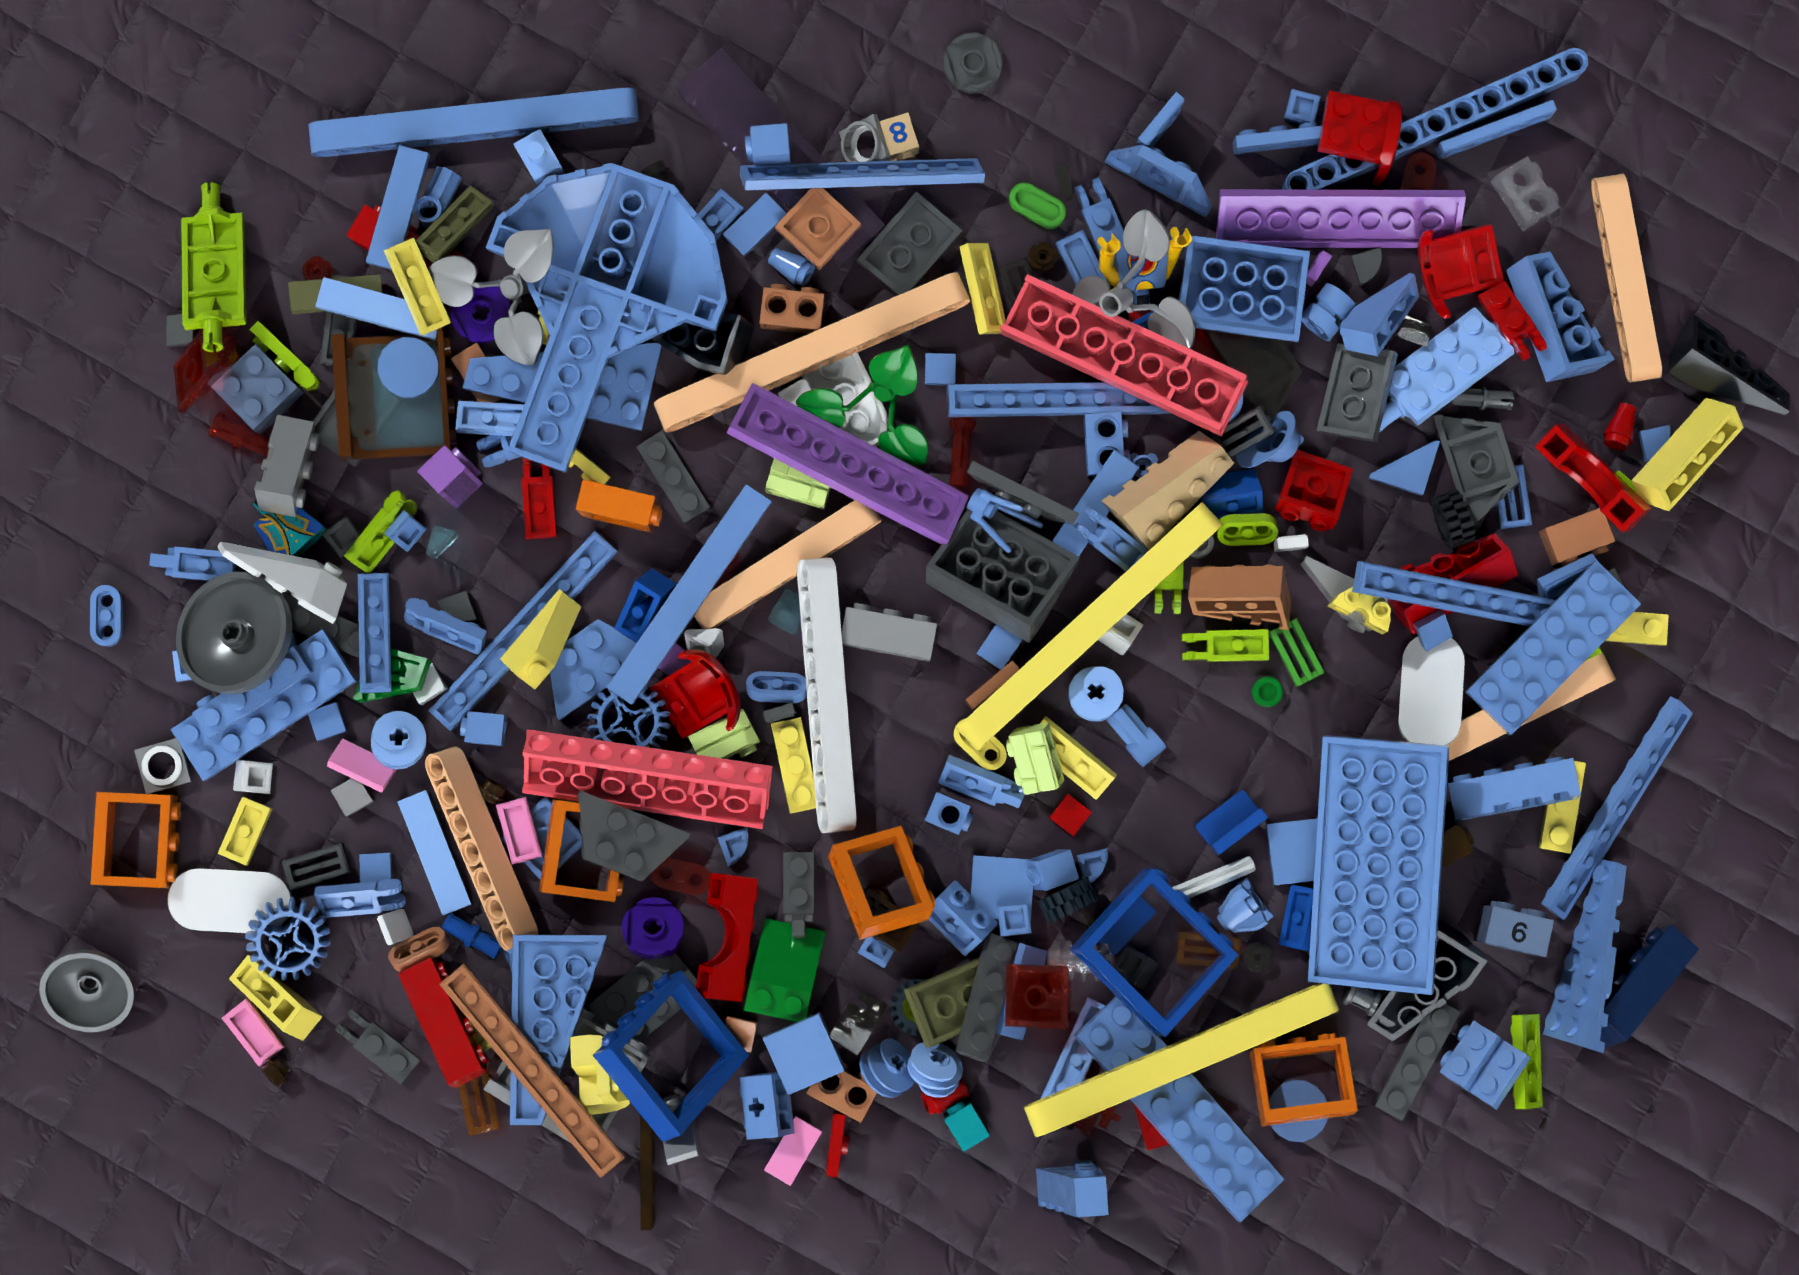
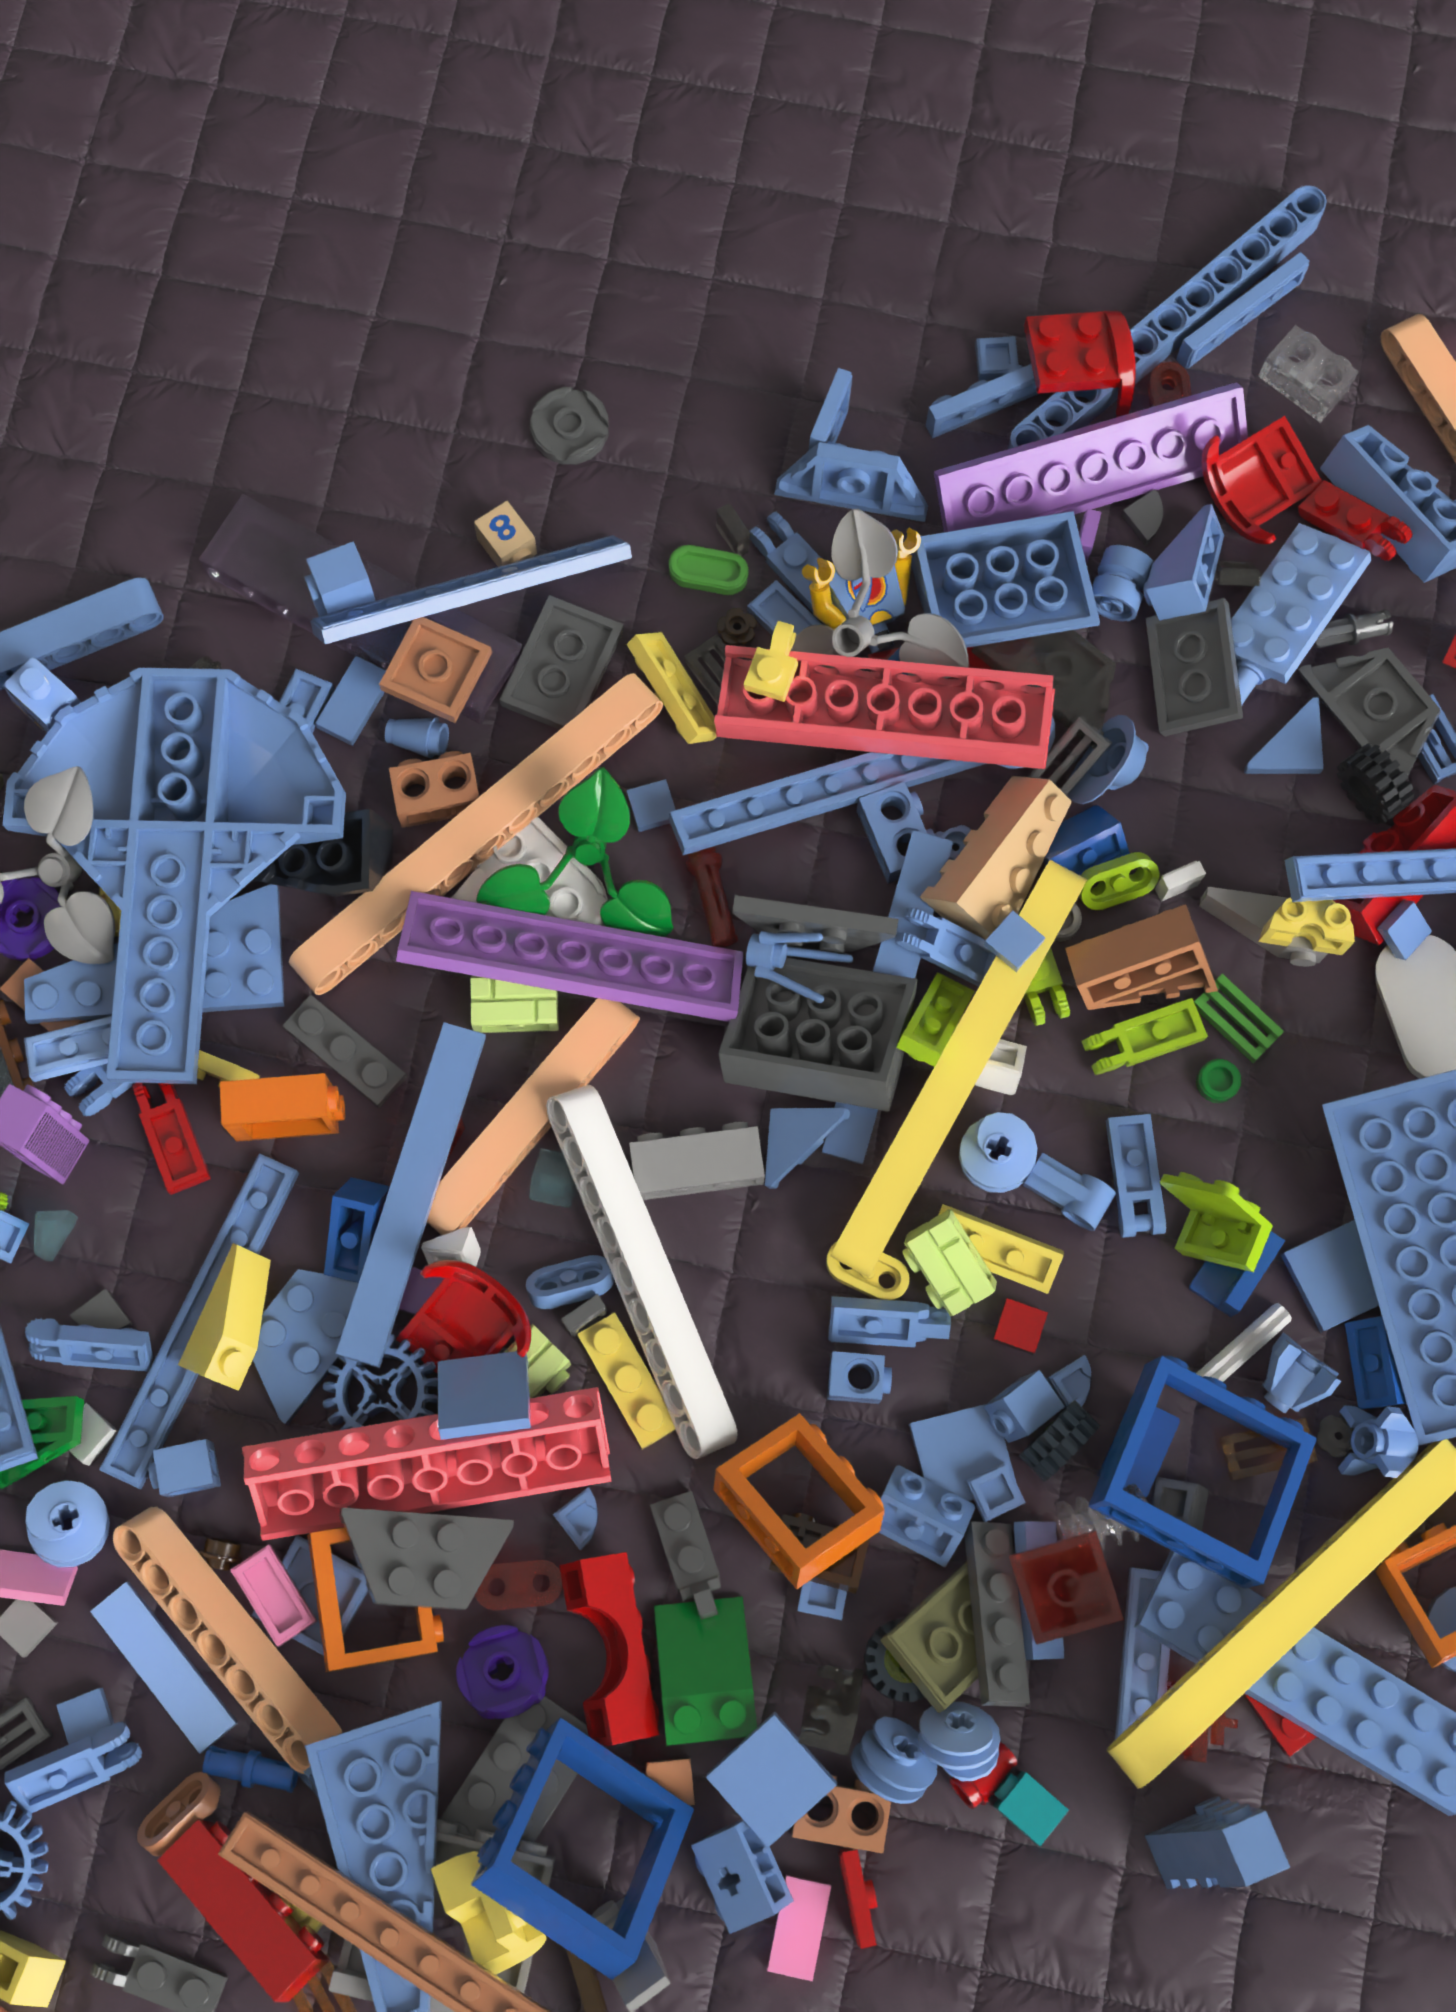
camera: 20 degrees left, 10 degrees down
(395, 926) = (136, 1792): white slope -> none
(695, 747) = (483, 1395): none -> medium blue tile
(850, 137) = (443, 552): light grey piece -> none
(961, 637) = (795, 1136): none -> medium blue tile
(991, 685) = (856, 1188): nougat tile -> none
(1052, 305) = (773, 668): none -> light yellow plate
(1083, 589) = (935, 1019): none -> lime plate
(1154, 554) = (1014, 941): none -> medium blue tile
(1185, 737) = (1135, 1174): none -> medium blue plate
(1225, 792) = (1220, 1222): none -> lime bracket
(1281, 971) = (1379, 1442): none -> medium blue brick
(1313, 491) = (1185, 806): red plate -> none

